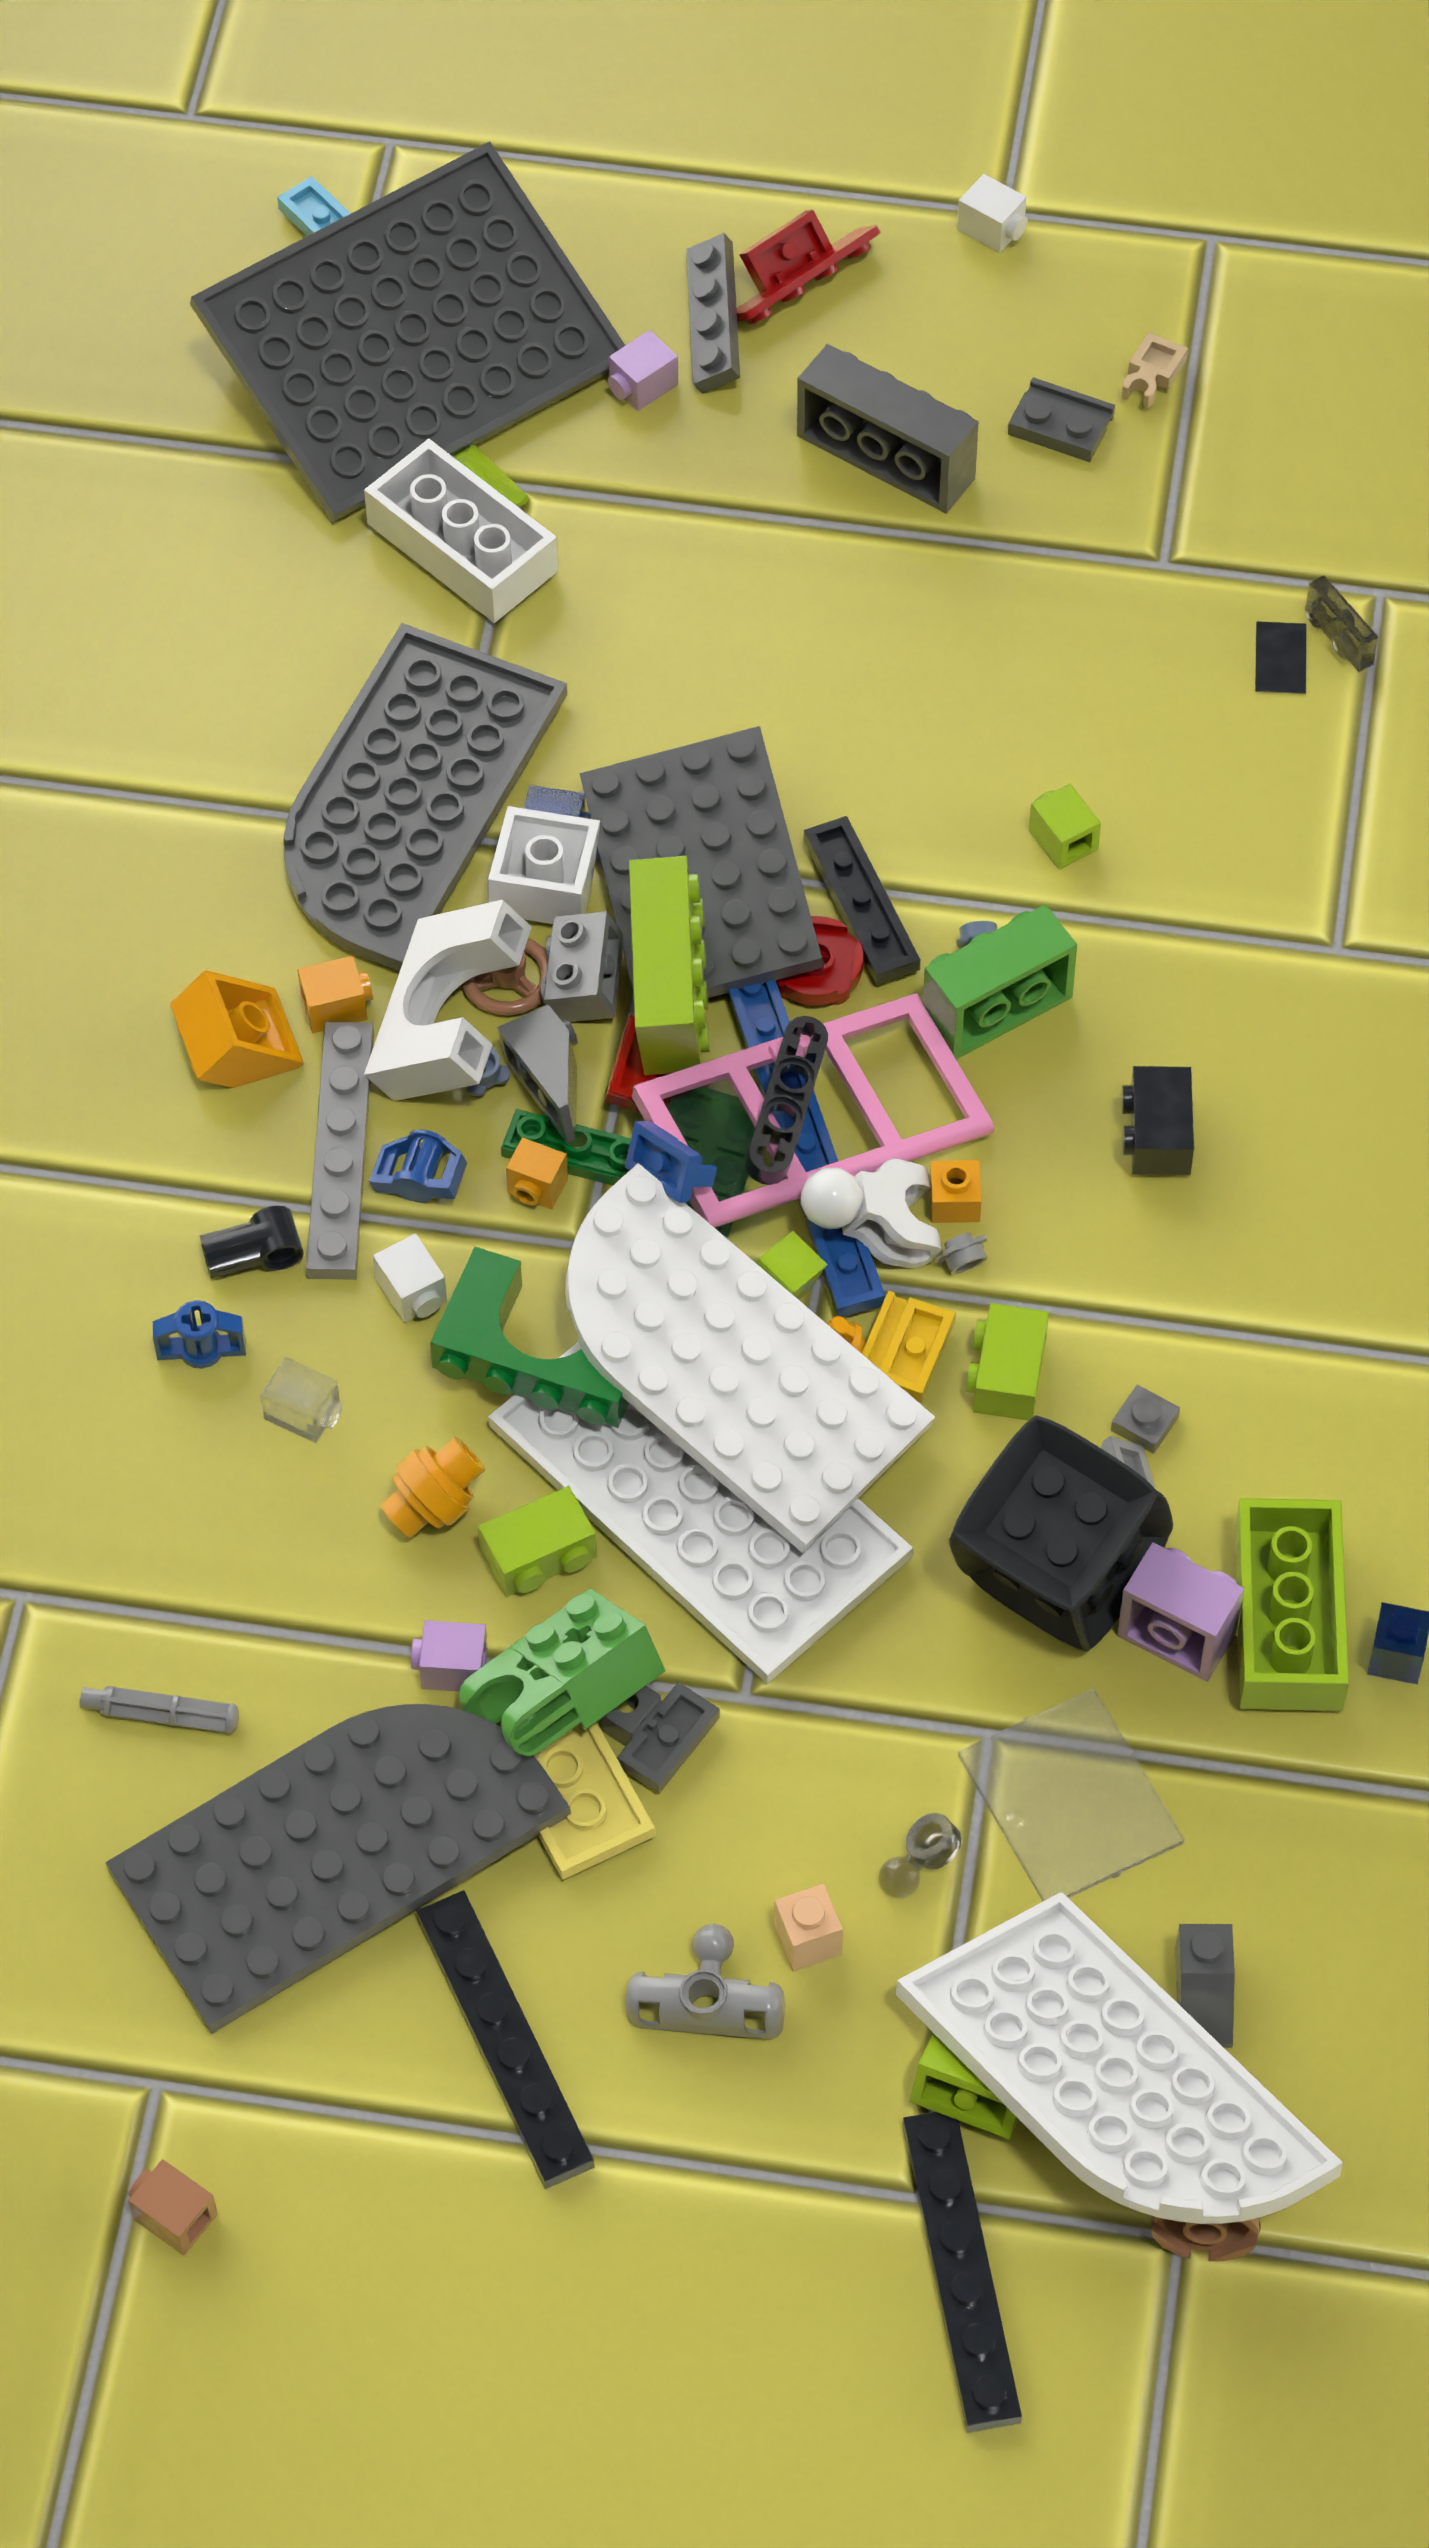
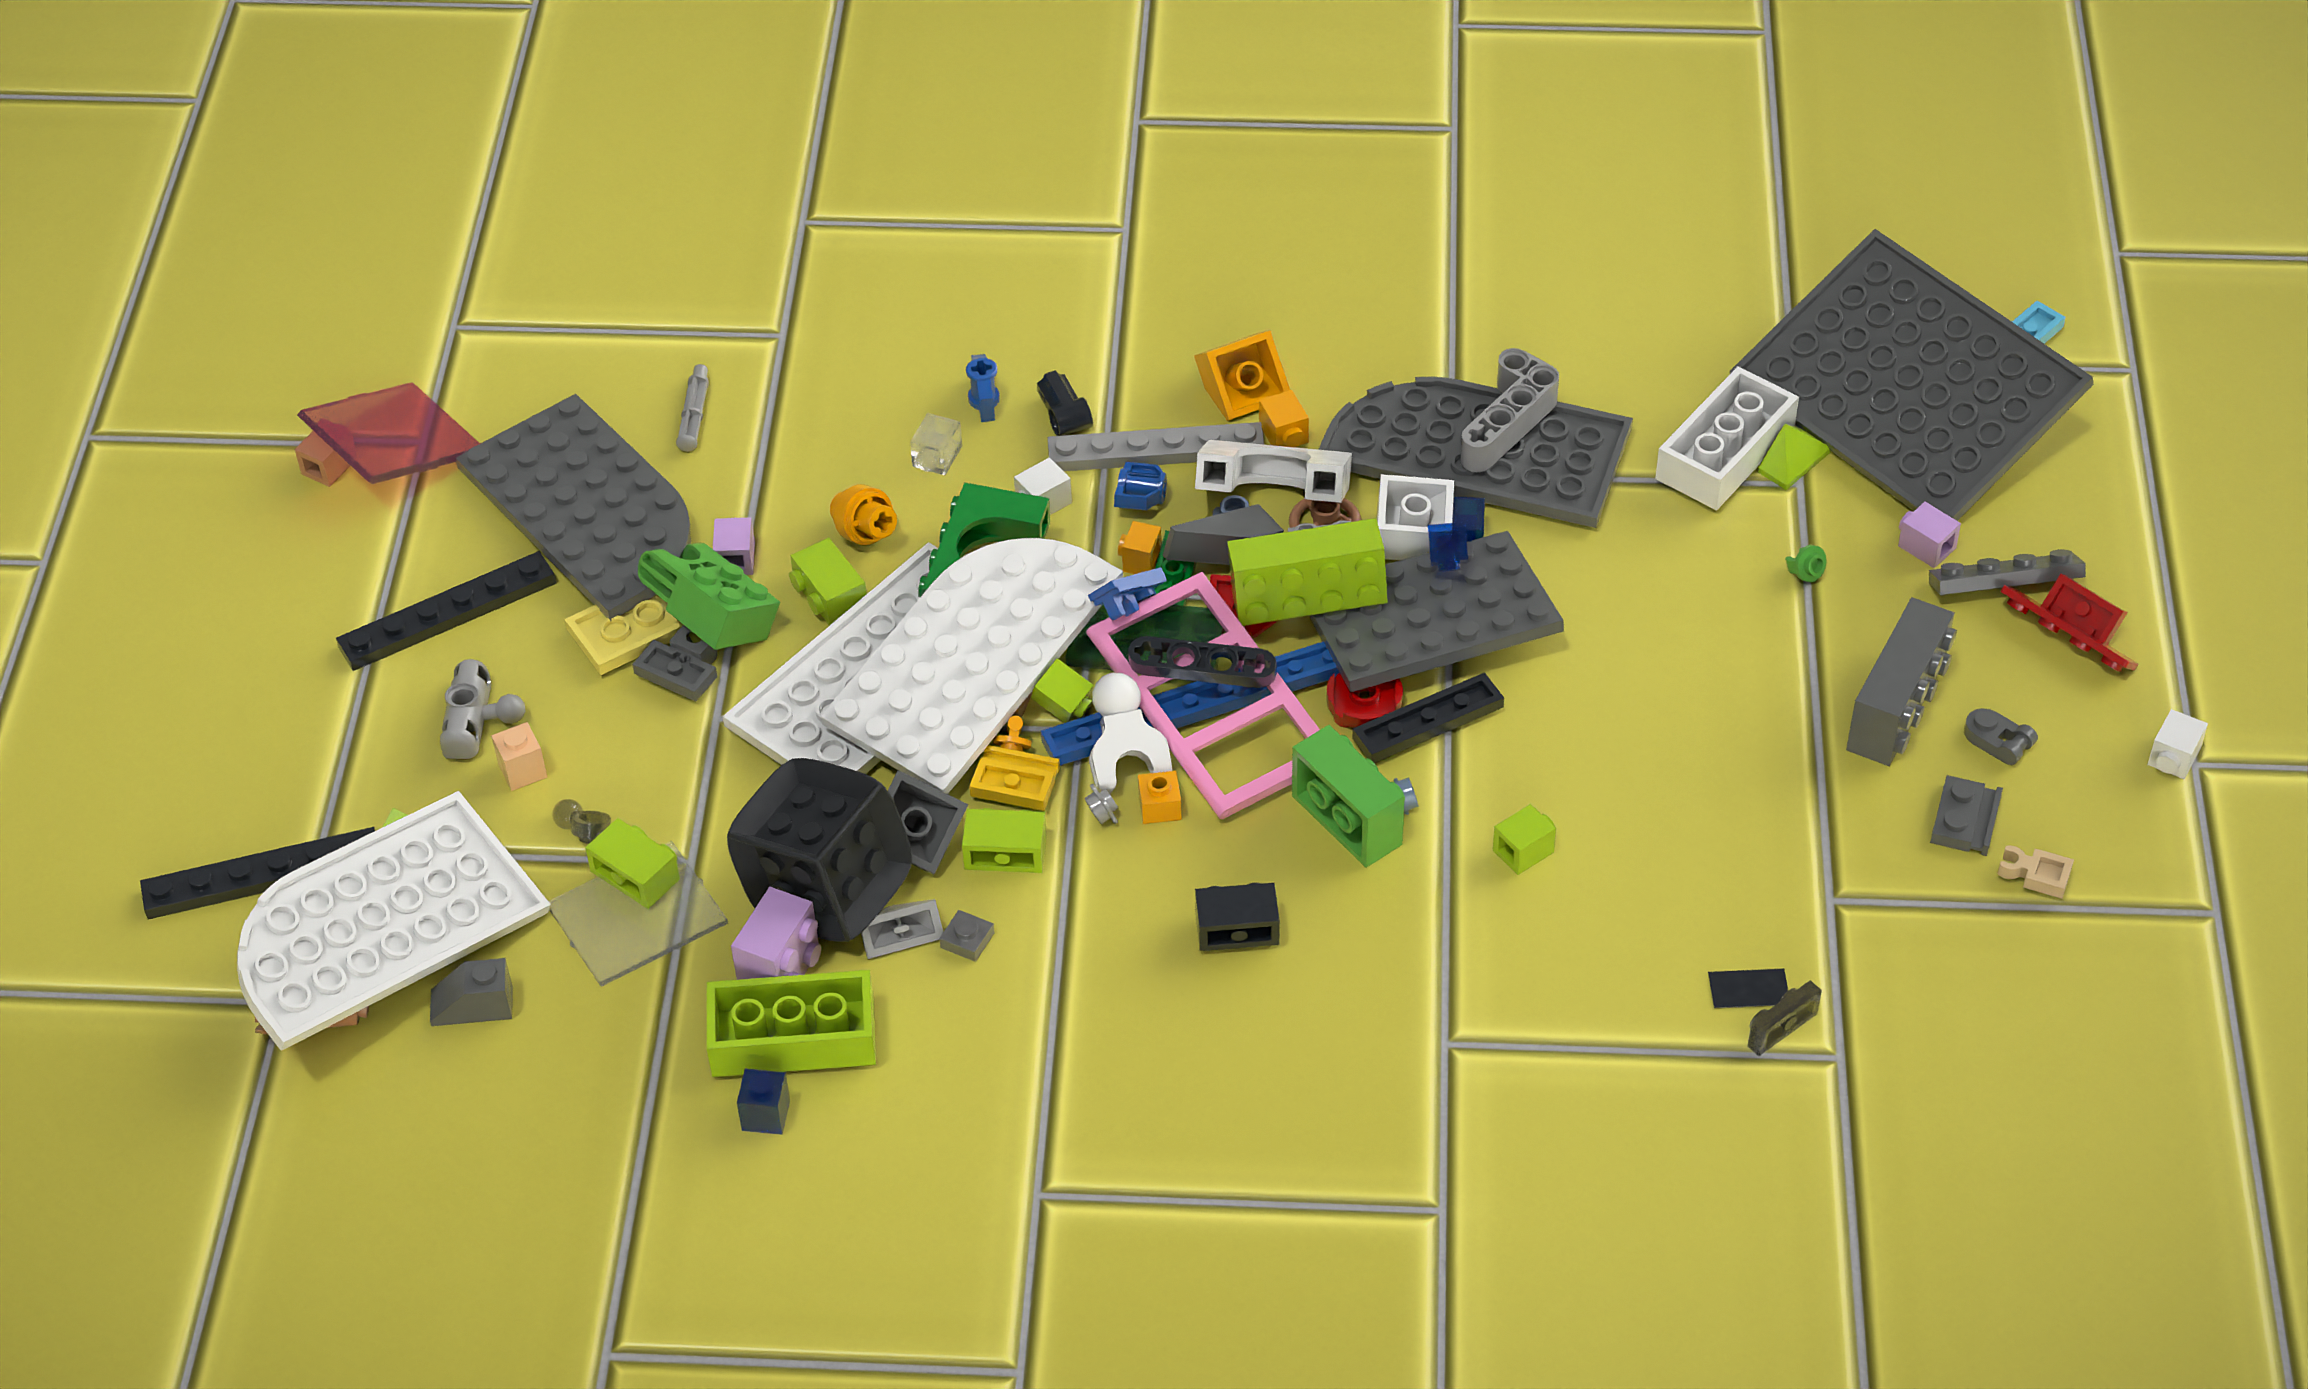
camera: 85 degrees right, 10 degrees down
(157, 2106) = (389, 432): none -> clear pink piece
(359, 707) = (1527, 397): none -> light grey beam
(636, 816) = (1447, 546): none -> clear blue brick
(671, 492) = (1808, 564): none -> bright green plate
(945, 380) = (1988, 728): none -> dark grey plate
(962, 1448) = (928, 819): none -> dark grey slope
(1012, 1783) = (633, 862): none -> lime brick

